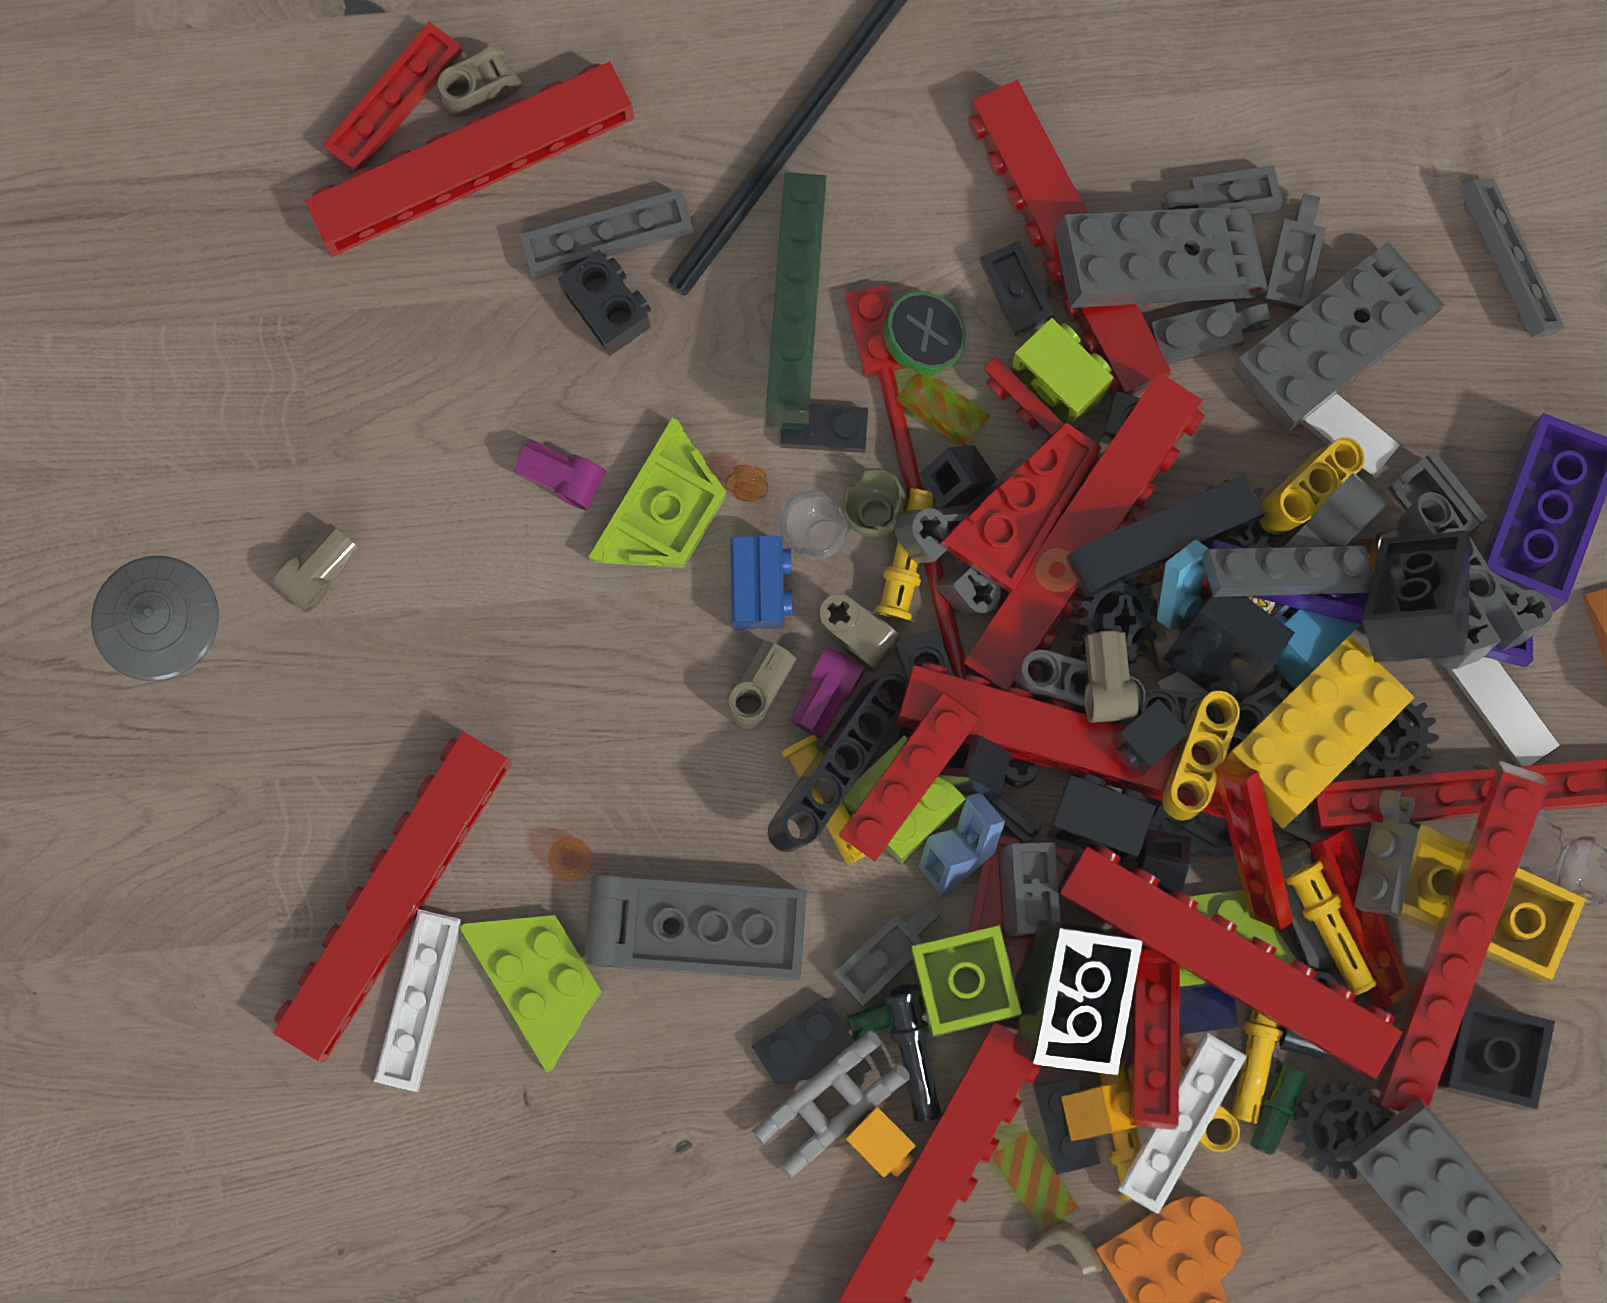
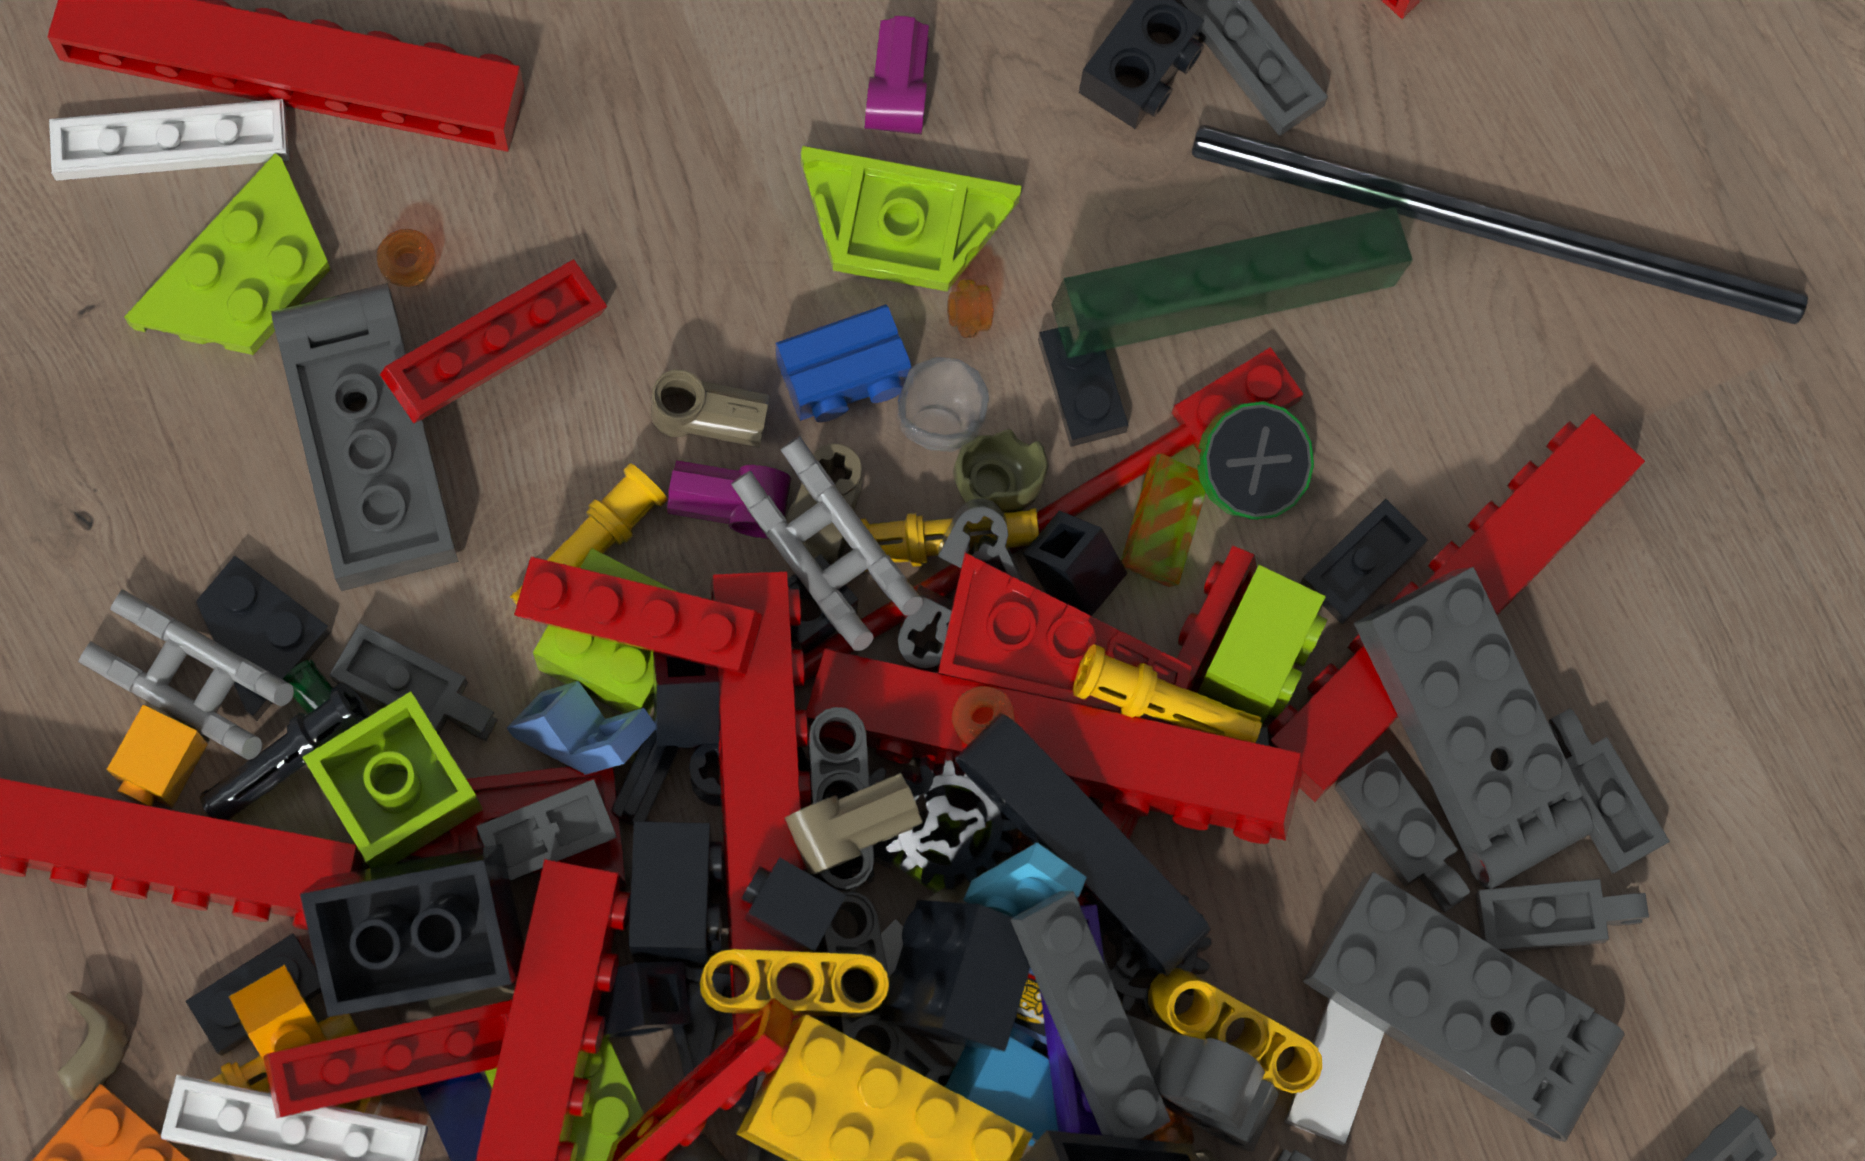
camera: 60 degrees right, 5 degrees down
(663, 815) = (493, 341): none -> red plate
(827, 775) = (608, 522): black beam -> none
(920, 645) = (834, 509): none -> light grey piece
(1034, 1181) = (168, 976): clear neon green tile -> none
(1077, 460) = (1140, 692): none -> yellow pin

